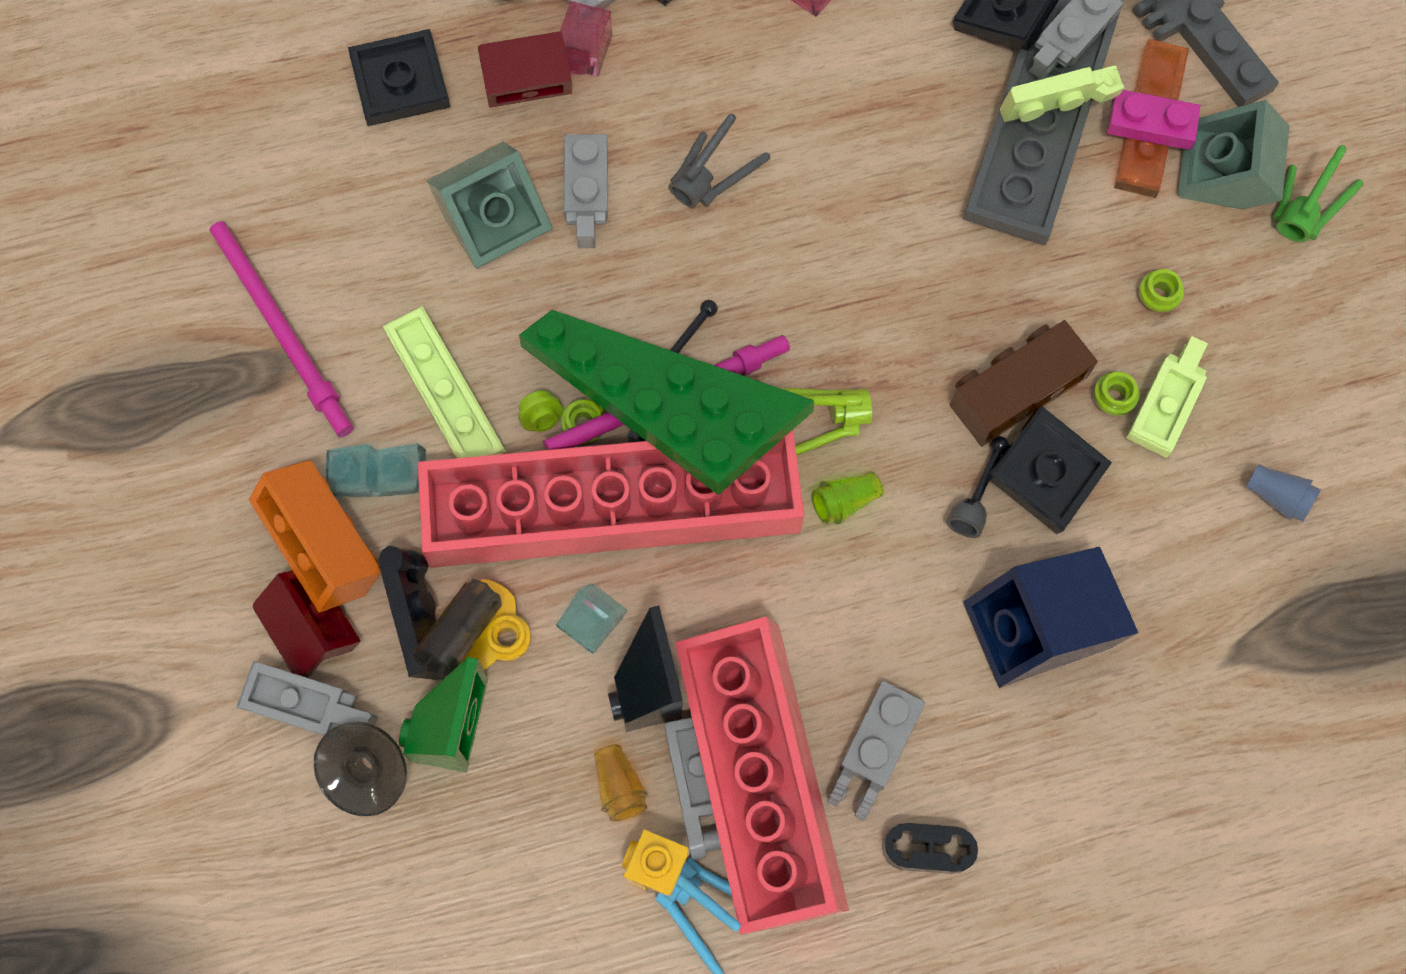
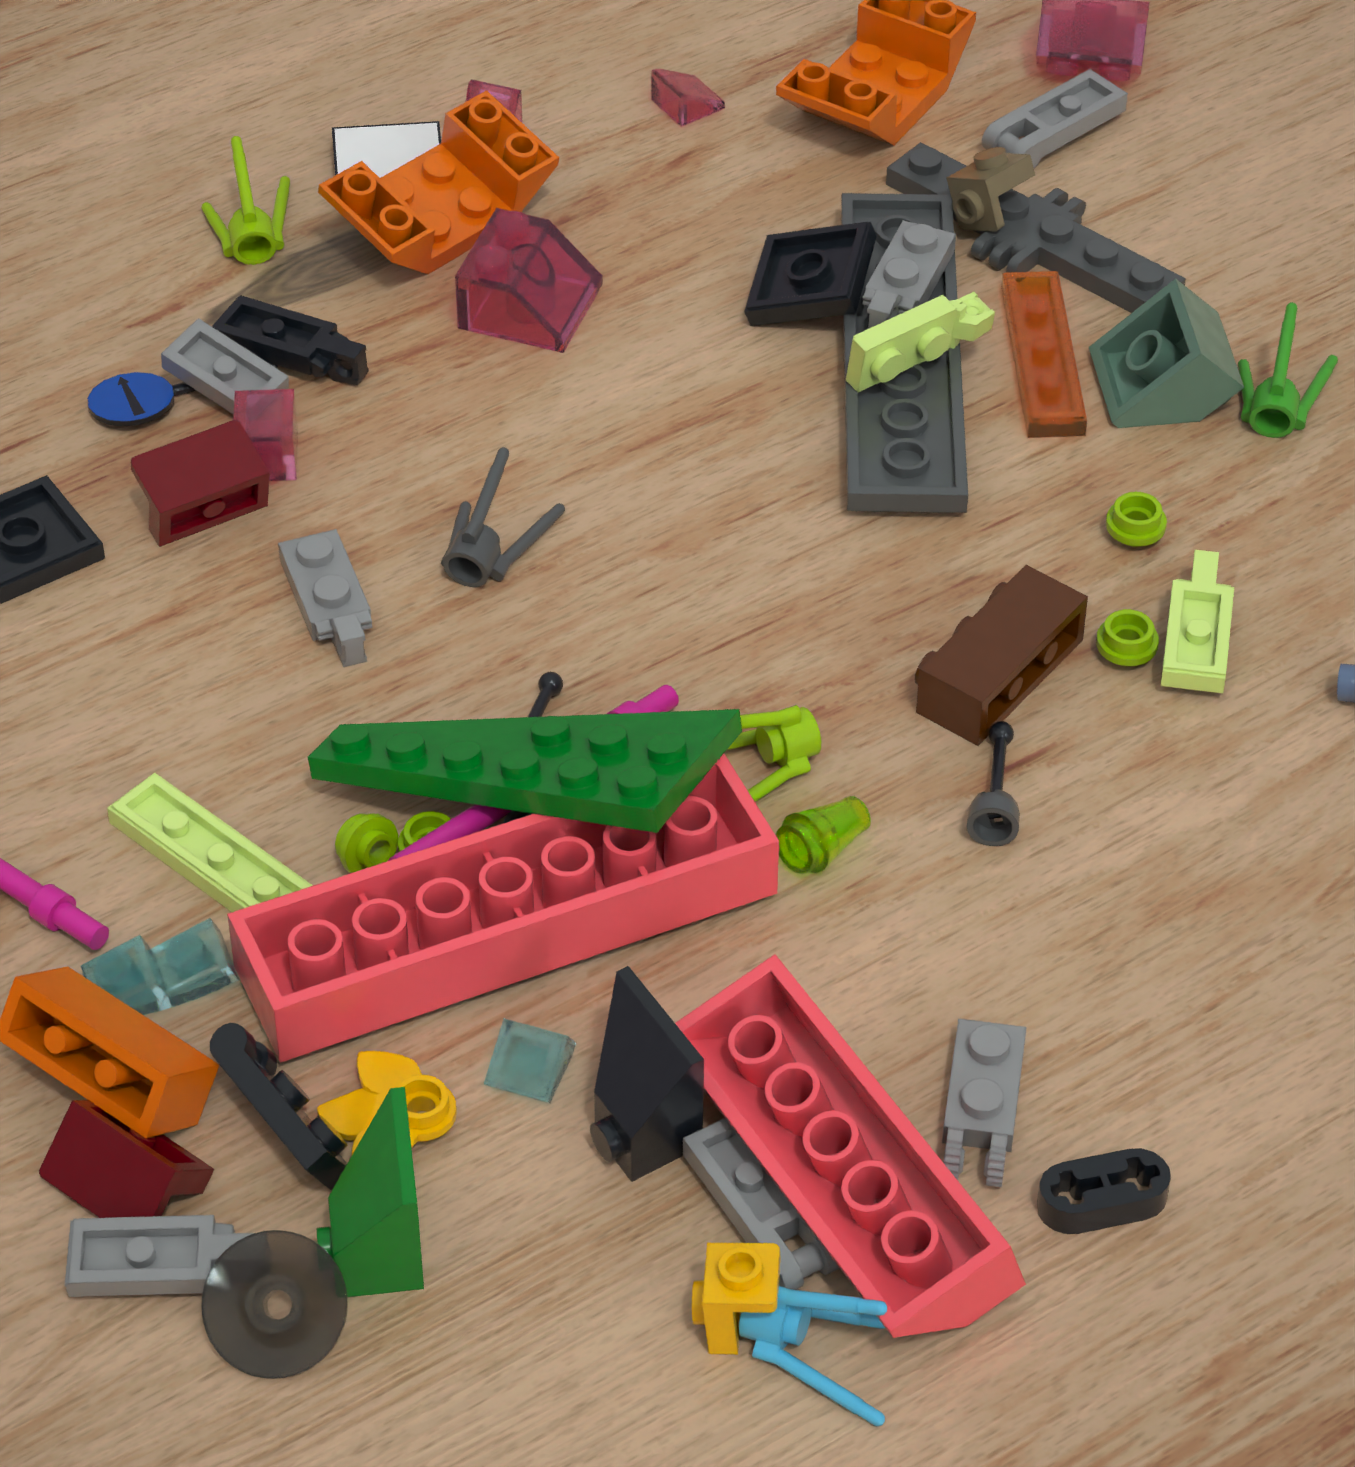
camera: 15 degrees left, 25 degrees down
(457, 629) = (354, 1090): clear smoke axle -> none
(490, 203) = (207, 636): sand green slope -> none
(619, 786) = (649, 1231): clear yellow cone -> none
(1049, 470) = (1077, 739): black tile -> none
(1049, 615) = (1144, 885): dark blue slope -> none
(1154, 119) = (1046, 346): dark pink plate -> none

